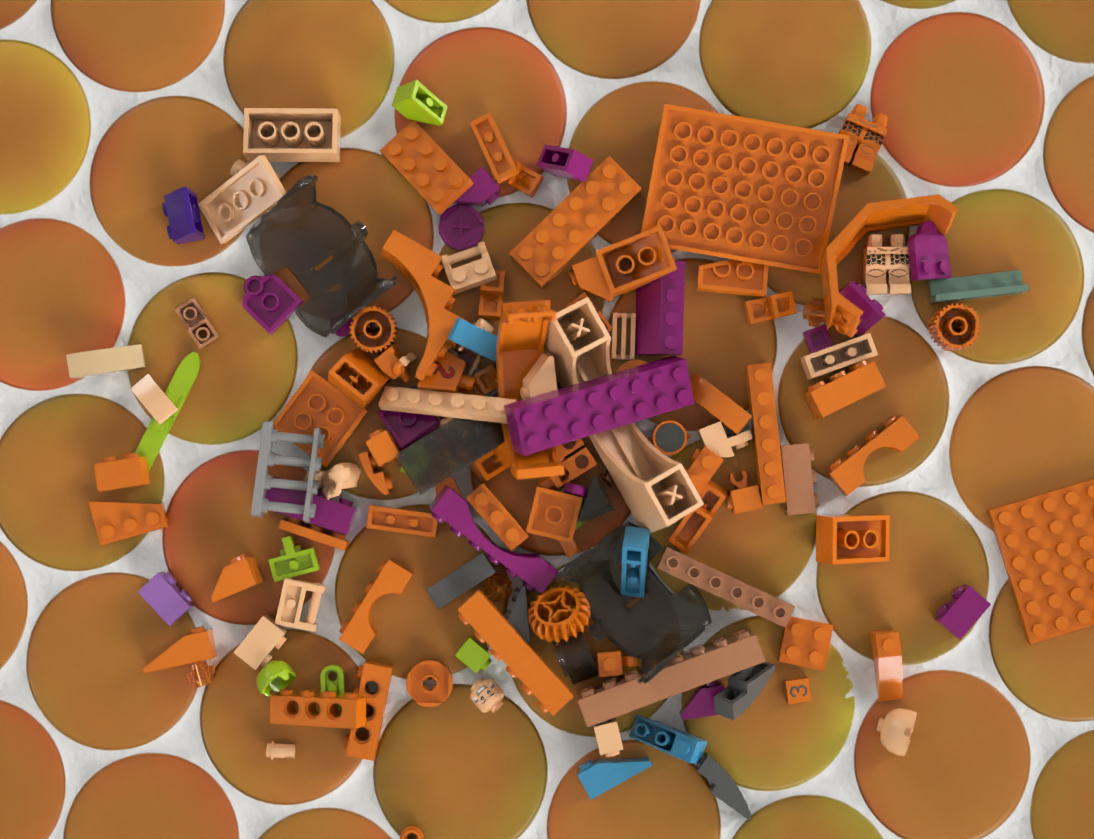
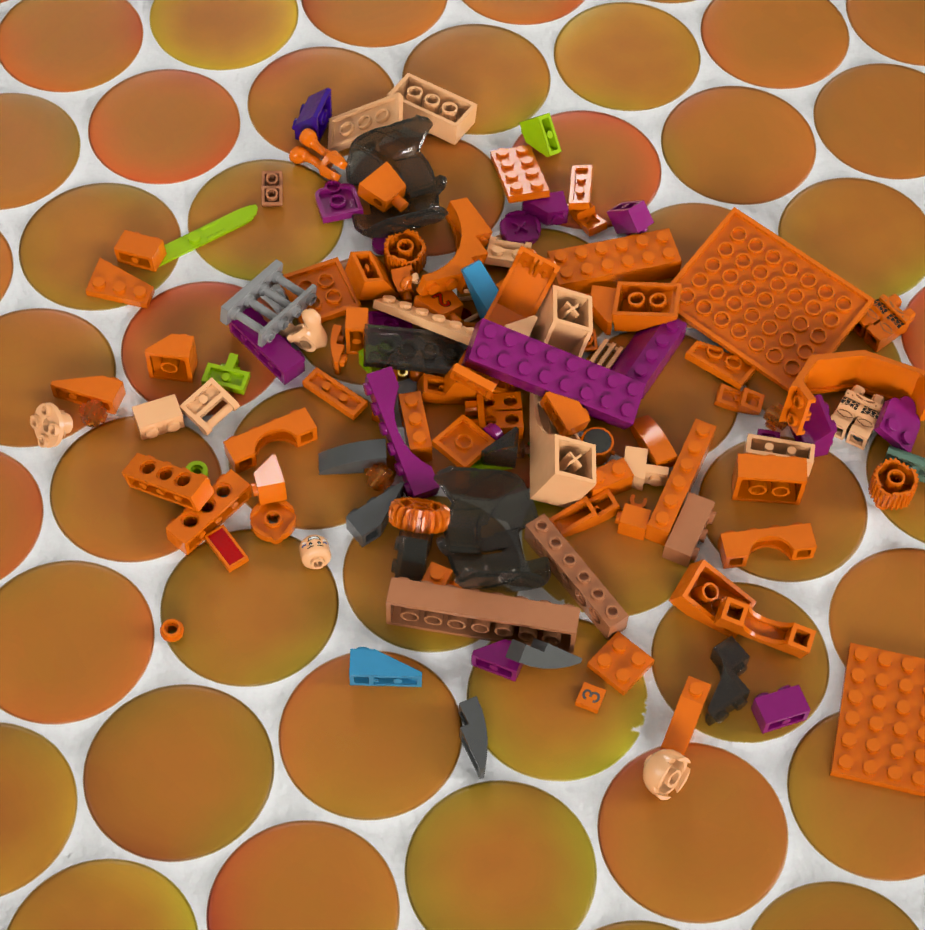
camera: 25 degrees right, 30 degrees down
(105, 361) = (184, 176): tan slope -> none
(154, 399) = (202, 217): light nougat slope -> none
(167, 597) = (107, 348): medium lavender brick -> none
(173, 709) = (50, 424): none -> light nougat plate
(238, 265) = (300, 155): none -> orange piece
(274, 676) = (150, 442): lime hair -> none
(278, 750) = (108, 501): light nougat pin -> none
(309, 266) = (384, 189): none -> orange torso
(314, 533) = (258, 365): orange plate -> none
(405, 654) = (269, 482): none -> slope
(406, 732) = (226, 548): none -> tile
(474, 655) = (325, 516): lime brick -> none
(516, 652) = (363, 521): orange brick -> none
(608, 737) = (398, 631): light nougat brick -> none
(633, 437) = (565, 414): none -> orange slope
(634, 561) = (508, 511): dark azure slope -> none
(668, 739) = (450, 672): dark azure slope -> none
(911, 621) = (731, 691): none -> clear smoke arch
(935, 542) = (783, 636): none -> orange arch

